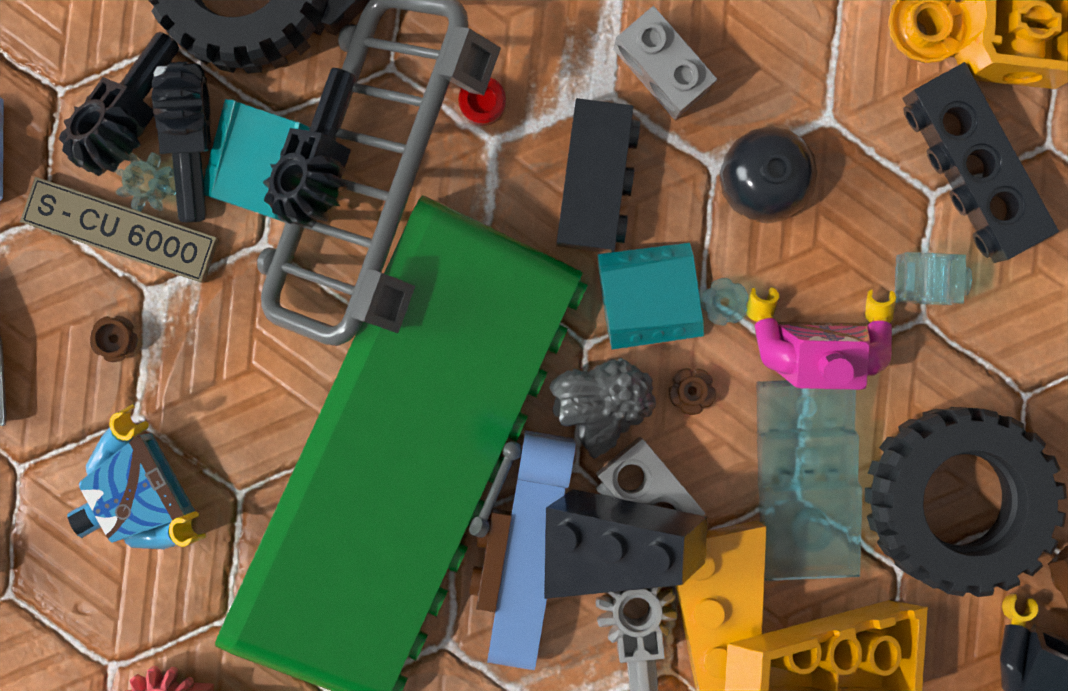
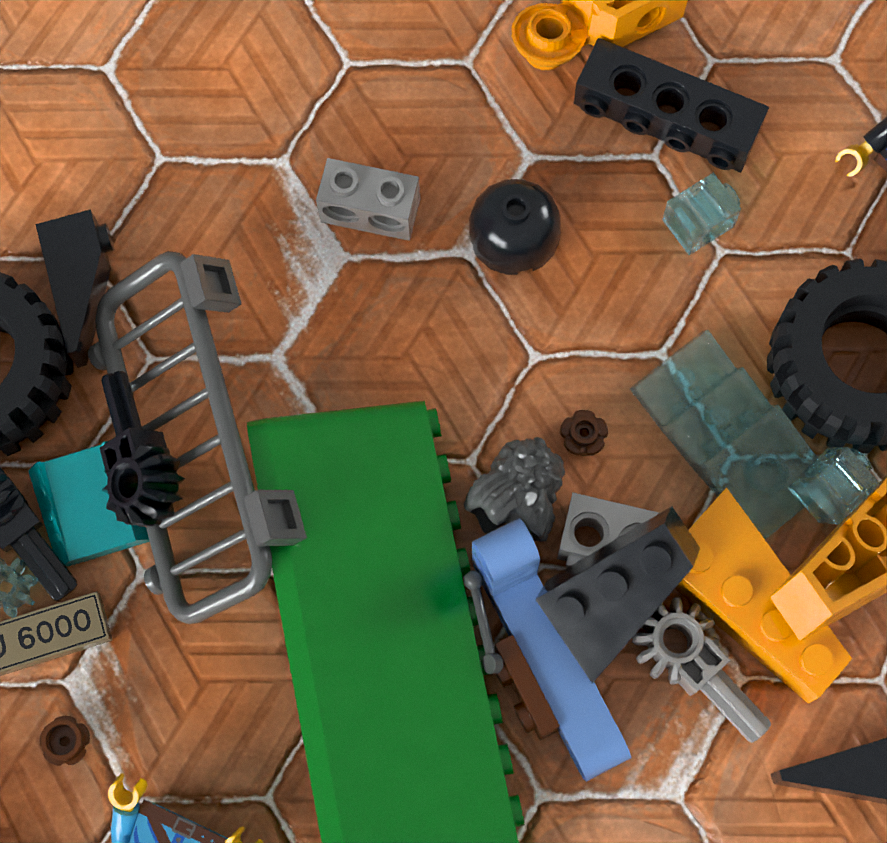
camera: 30 degrees left, 15 degrees down
(485, 108) = (243, 331): red tile -> none
(597, 176) = (380, 321): black brick -> none
(650, 295) = (492, 383): teal slope -> none
(737, 302) = (558, 334): clear light blue plate -> none
(824, 353) = (662, 324): dark pink torso -> none
(856, 583) = (834, 484): none -> clear light blue brick

